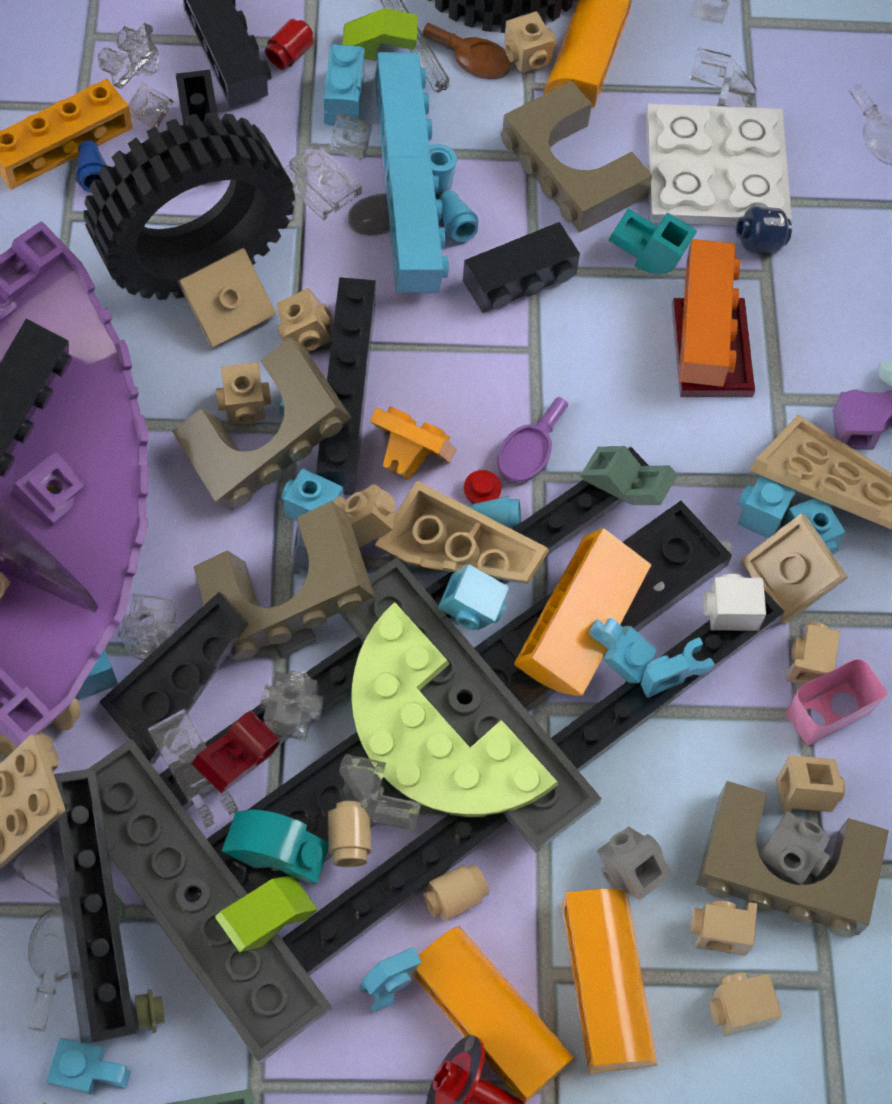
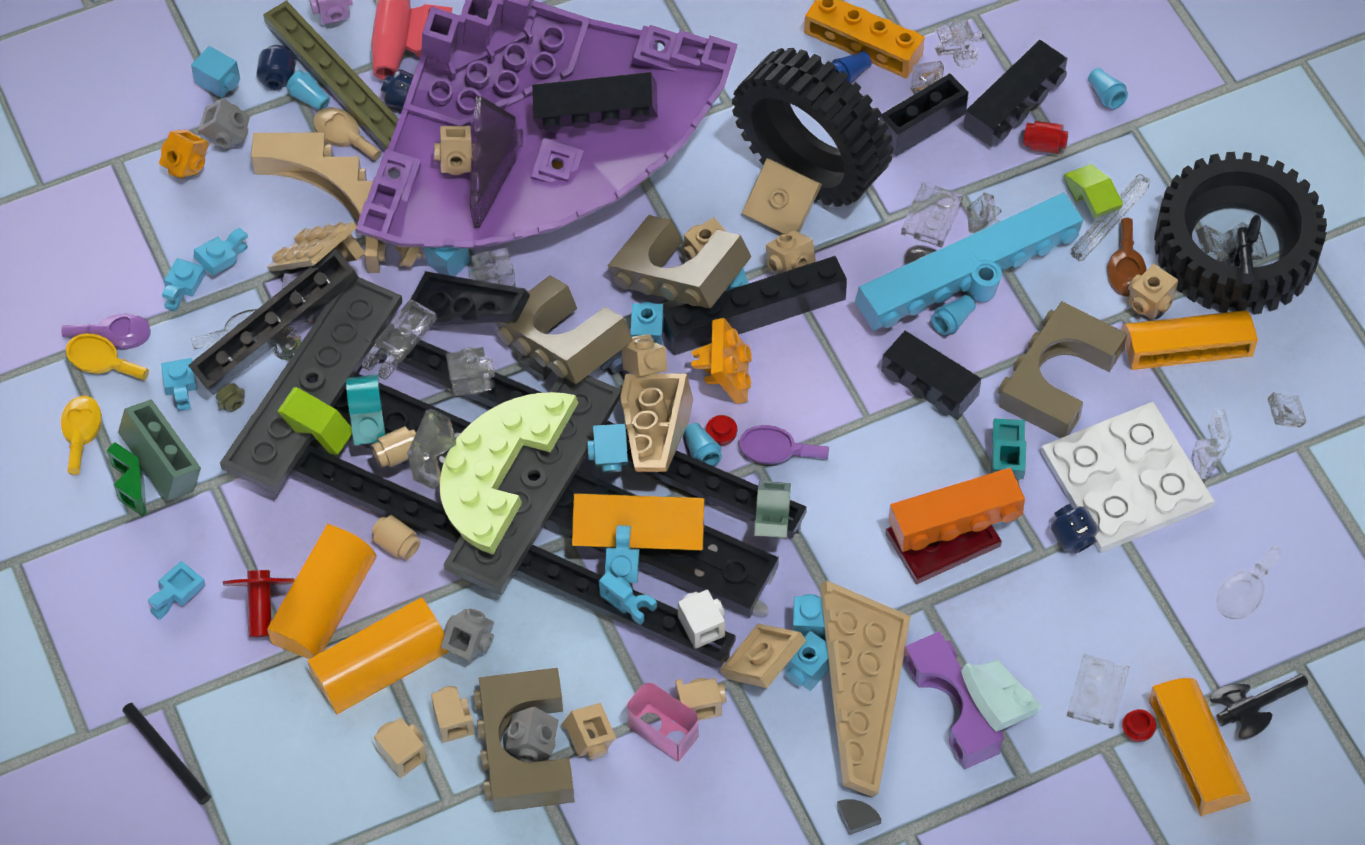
camera: 70 degrees right, 5 degrees down
(237, 752) = (417, 355): dark red plate -> none
(343, 82) = (1025, 187): medium azure brick -> none
(389, 977) = (311, 515): medium azure plate -> none

